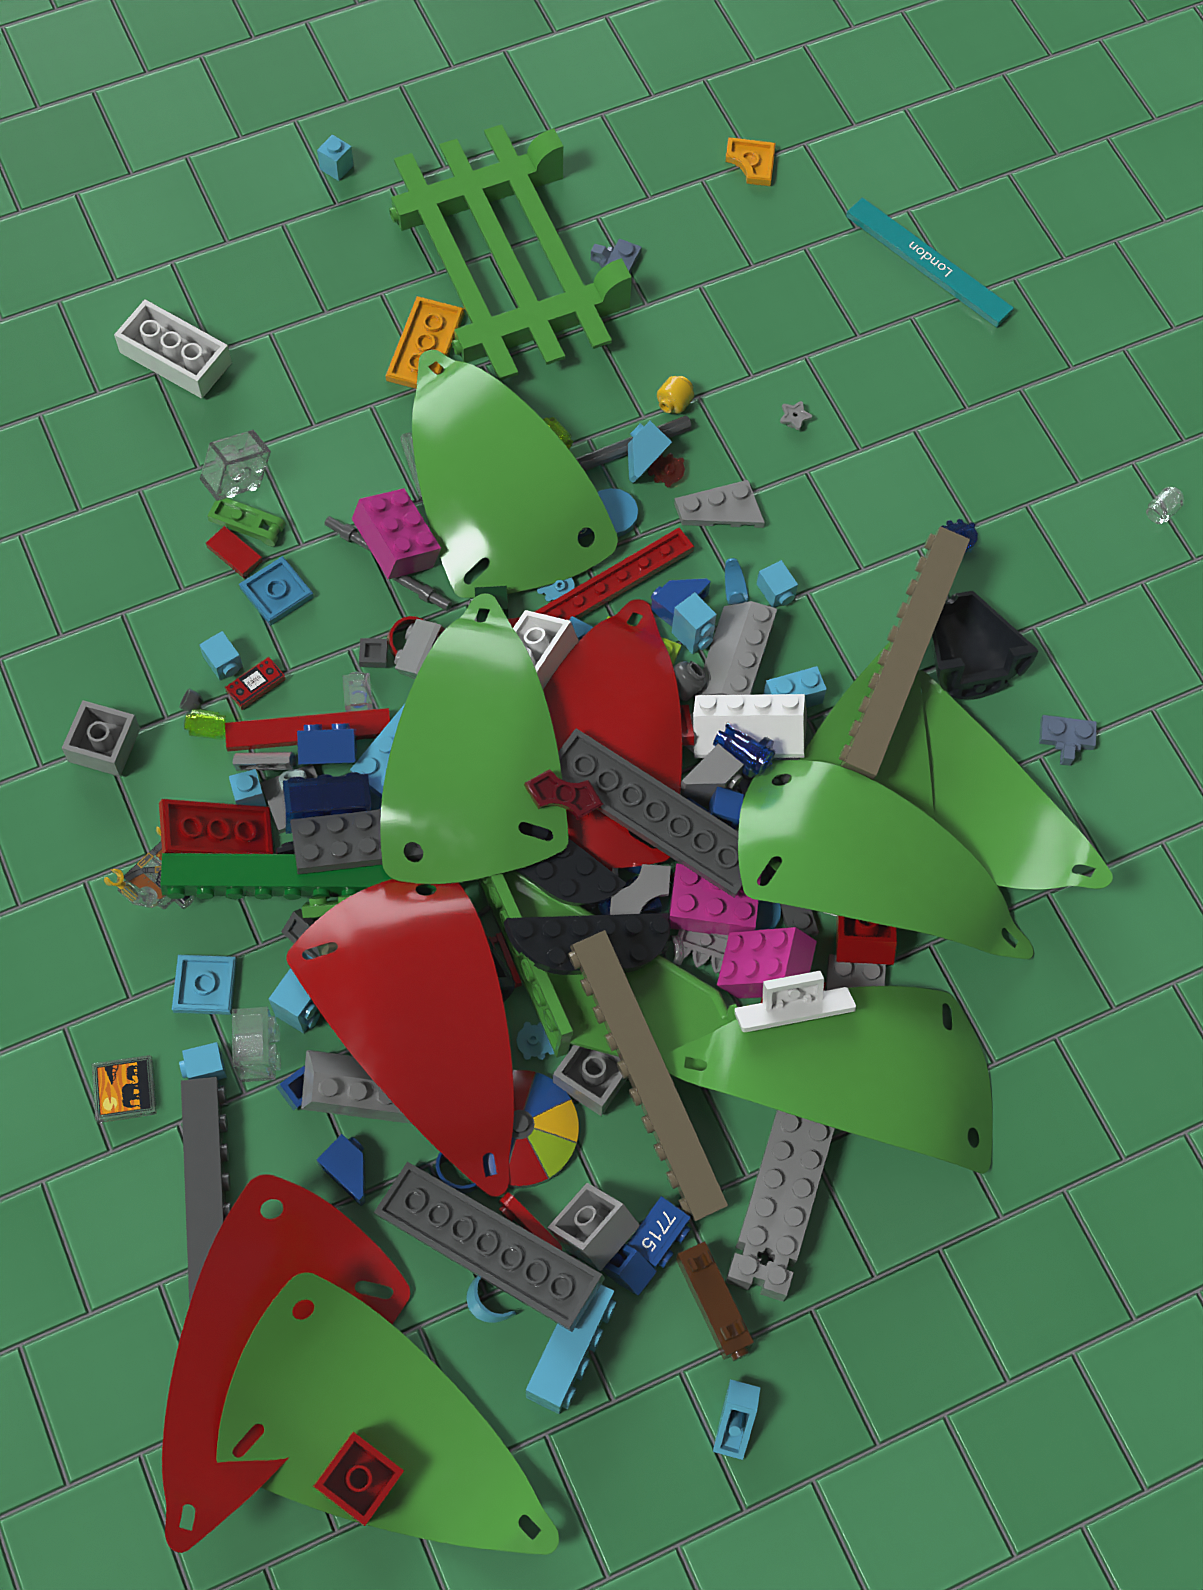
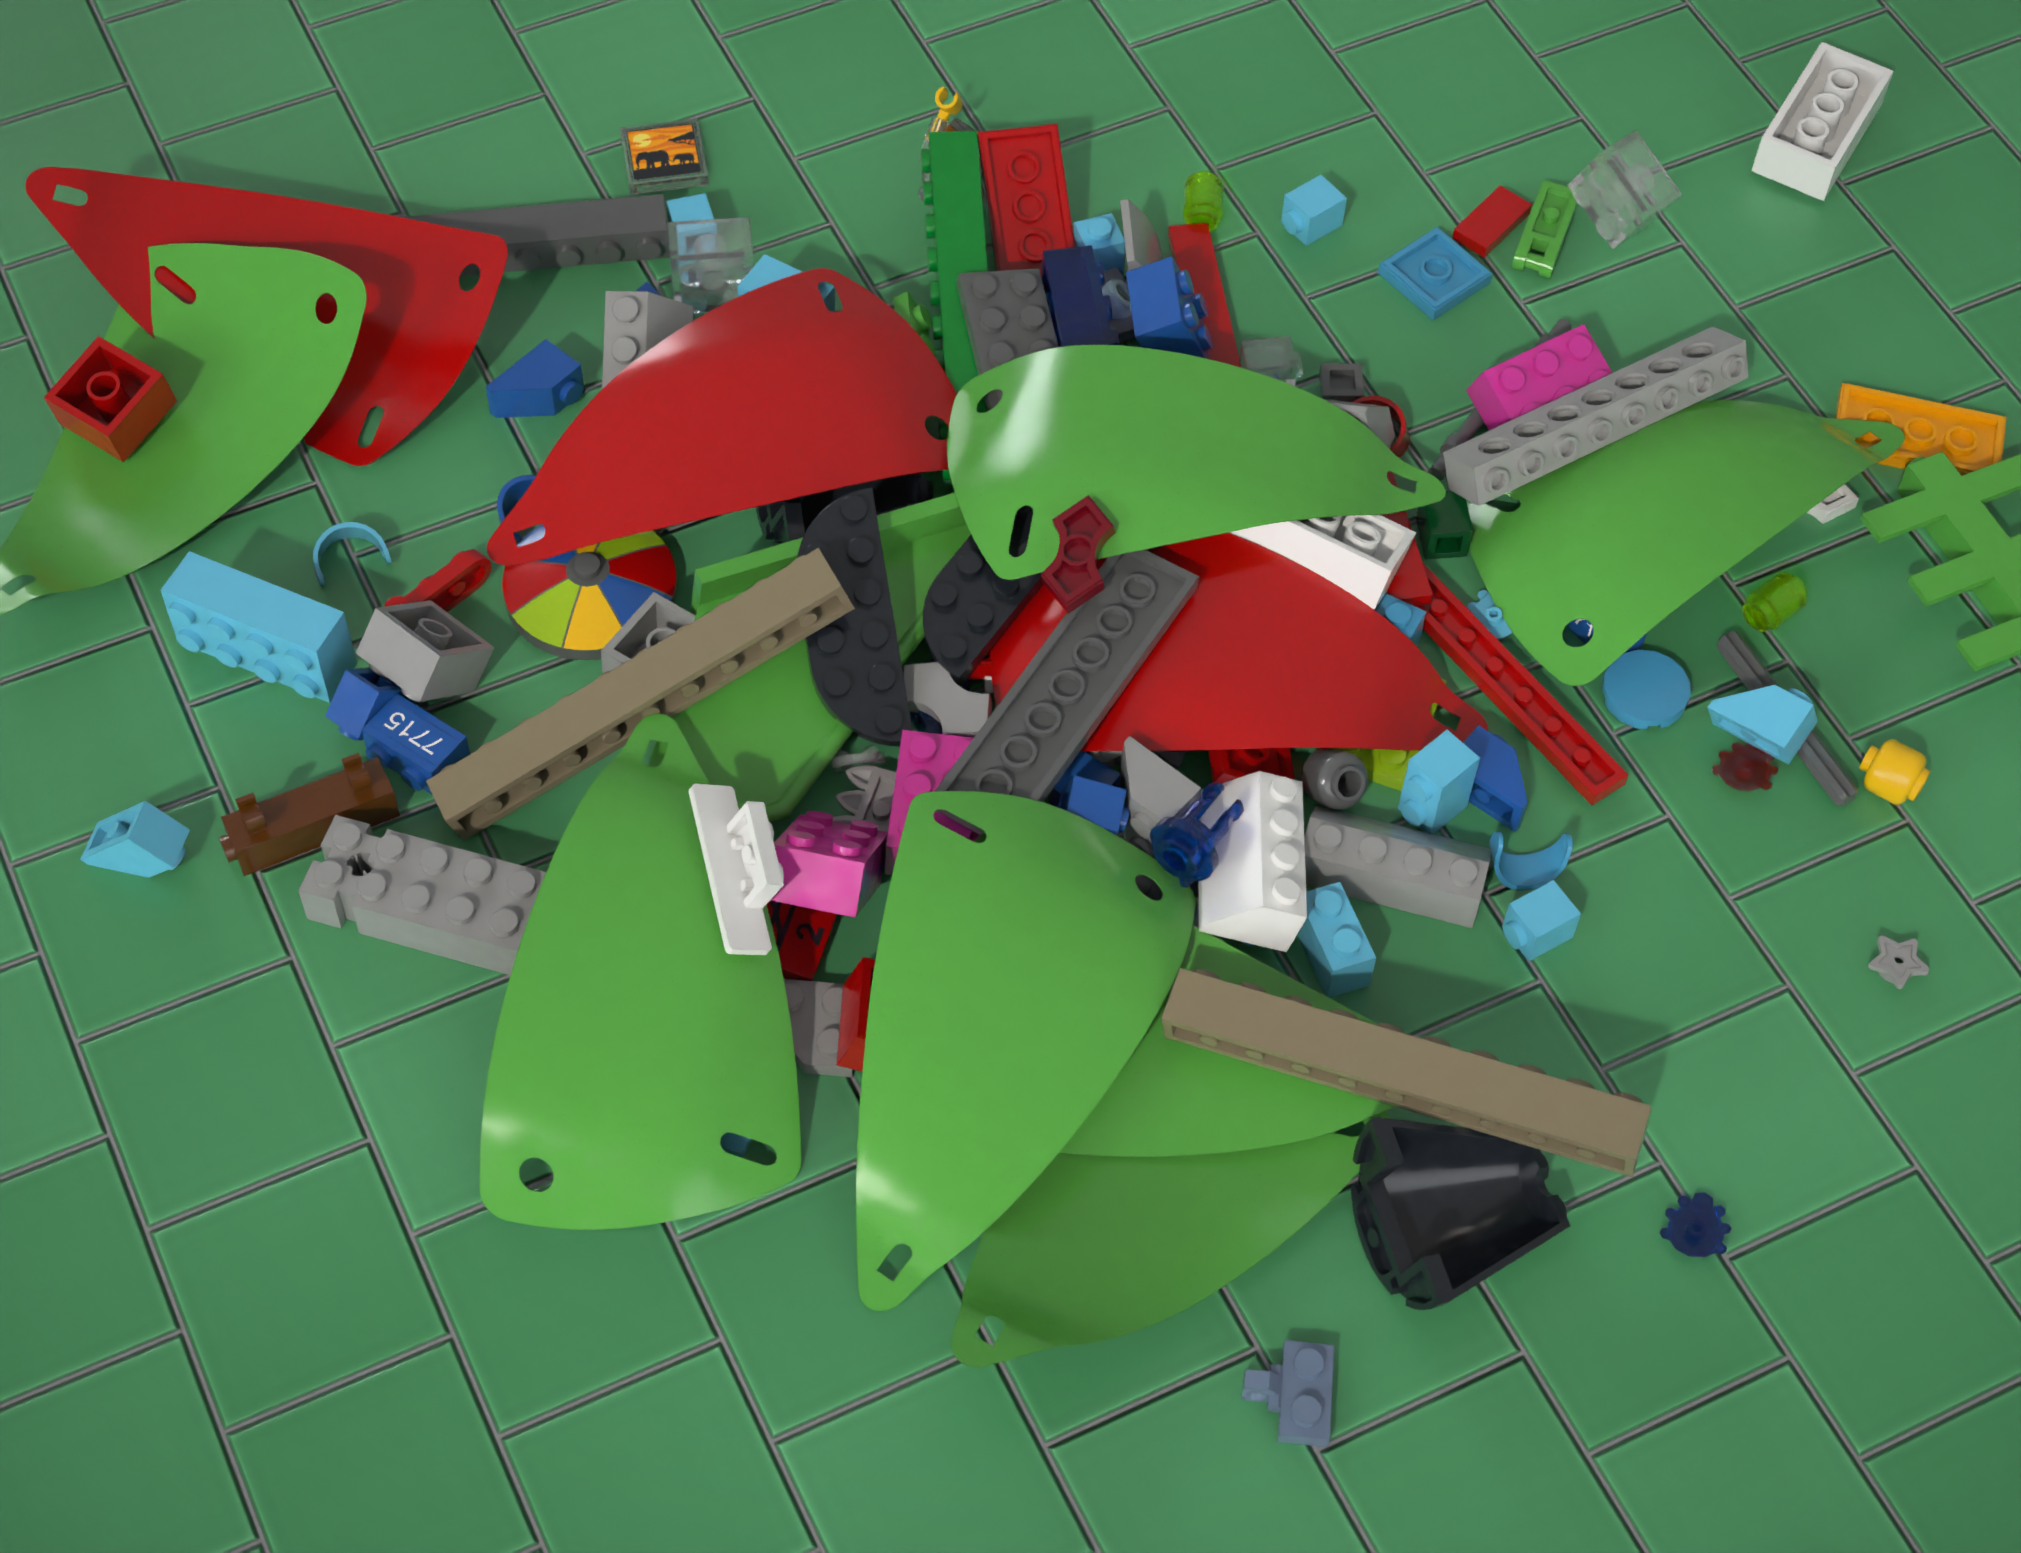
camera: 90 degrees right, 10 degrees down
(101, 738) = (1164, 86): light grey brick -> none
(191, 700) = (1239, 183): dark grey hinge -> none
(204, 984) = (811, 228): medium azure tile -> none
(255, 683) = (1277, 256): tile -> none
(470, 576) = (1595, 415): none -> light grey brick
(490, 1246) = (398, 522): dark grey plate -> none
(721, 505) = (1688, 849): light grey wing -> none

